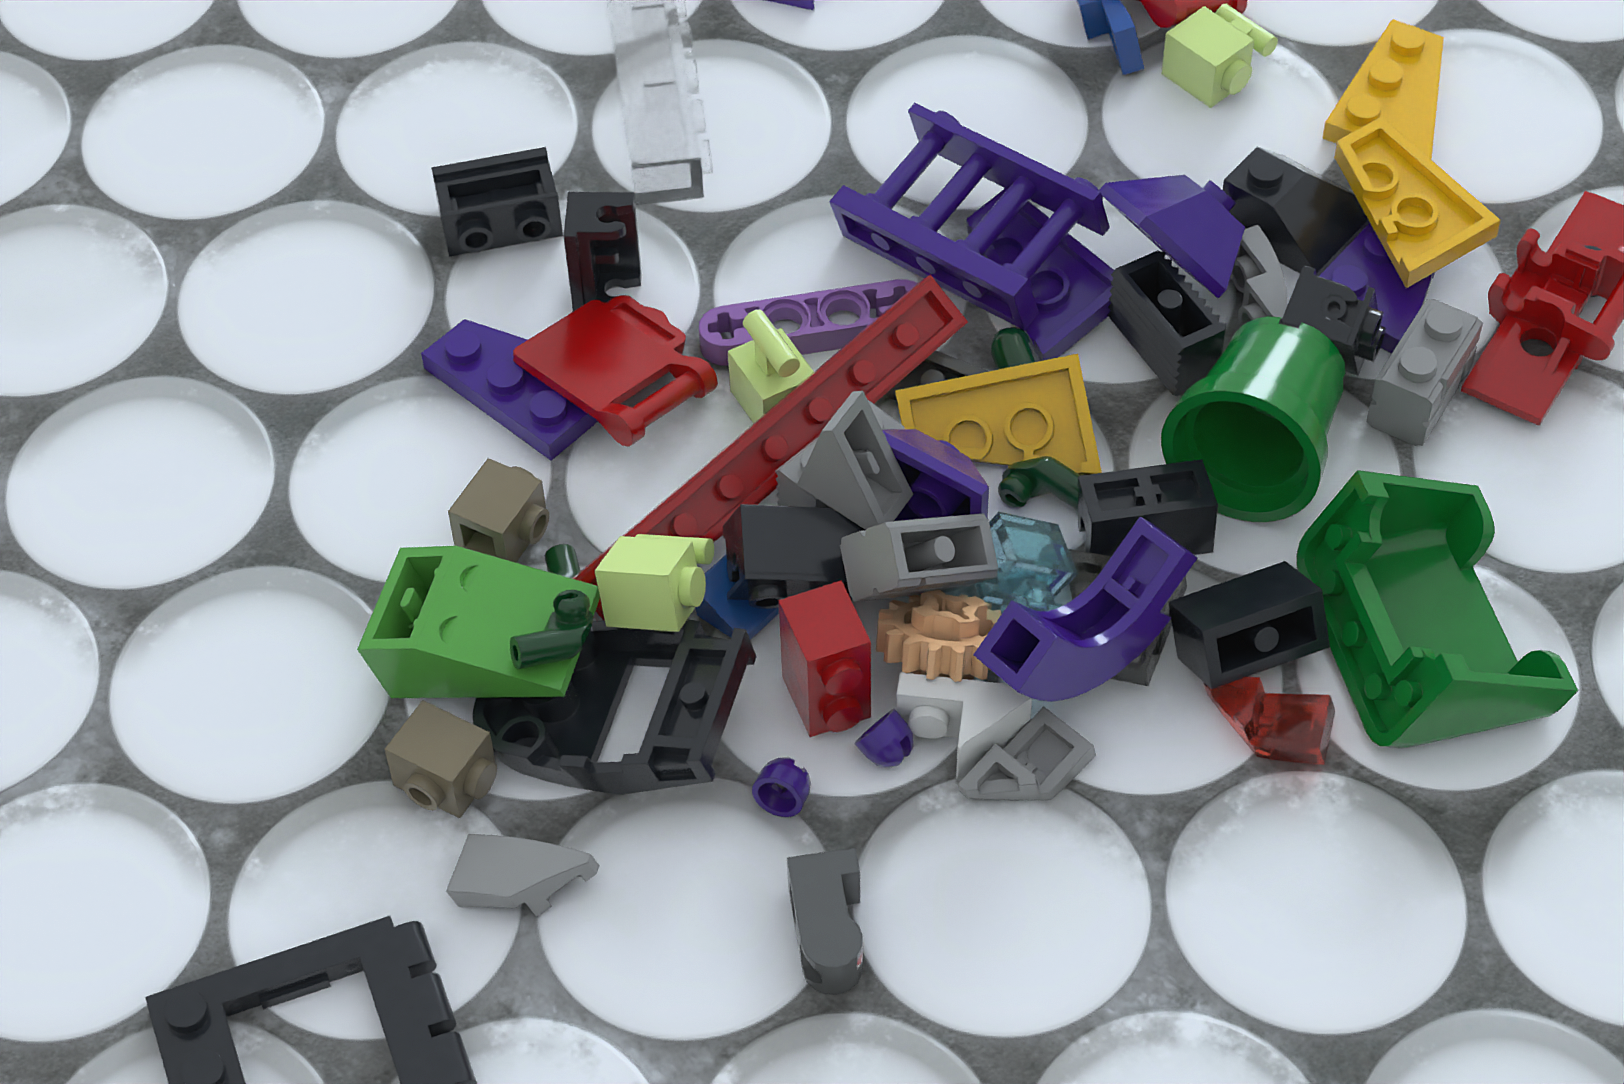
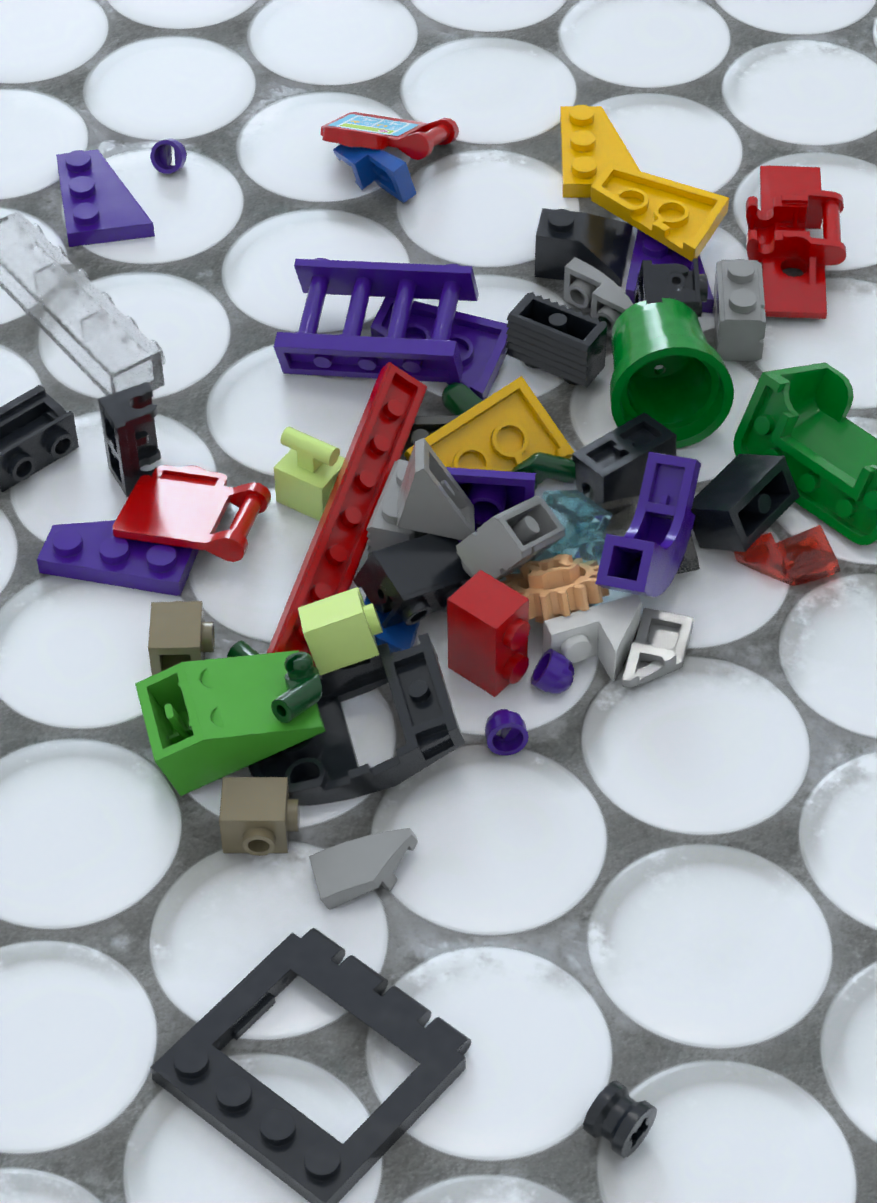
camera: 30 degrees left, 5 degrees down
(808, 310) = (257, 456): medium lavender beam -> none
(825, 934) = (595, 800): dark grey leg -> none
(1183, 222) = (527, 268): dark purple slope -> none
(1213, 53) = (461, 167): yellowish green brick -> none

